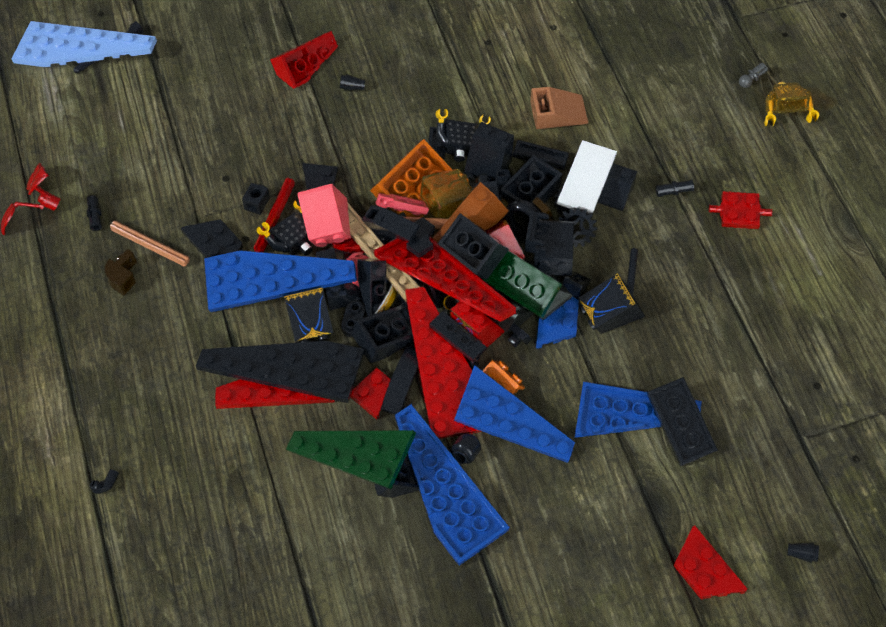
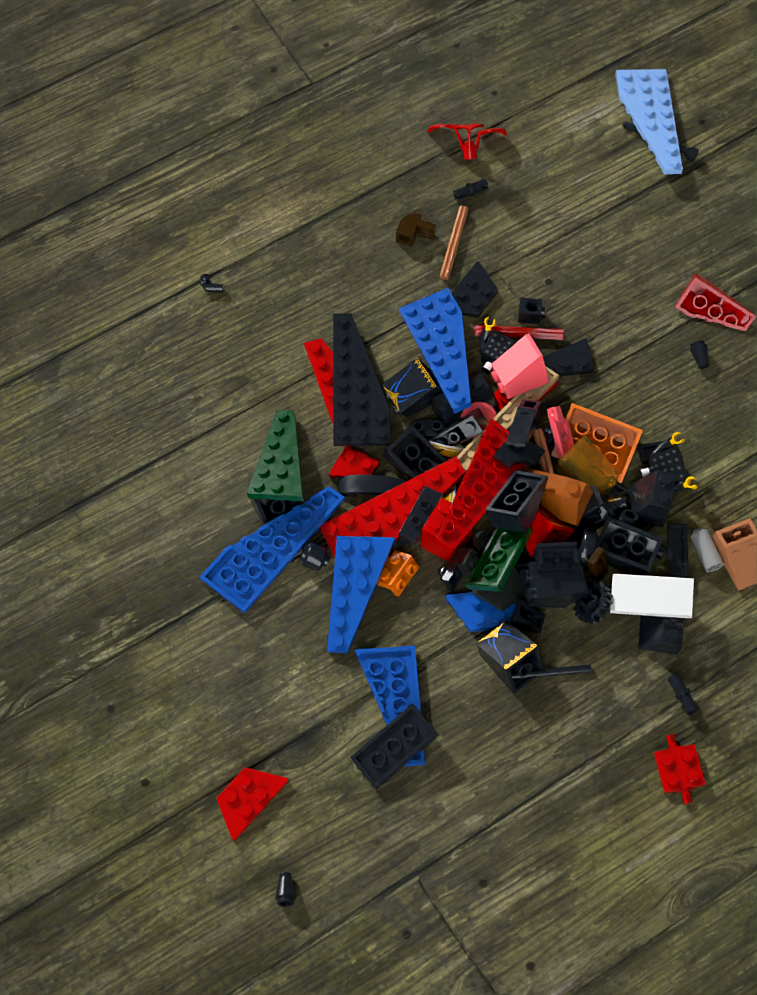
camera: 75 degrees right, 5 degrees up
(546, 132) = (706, 550): none -> light grey brick

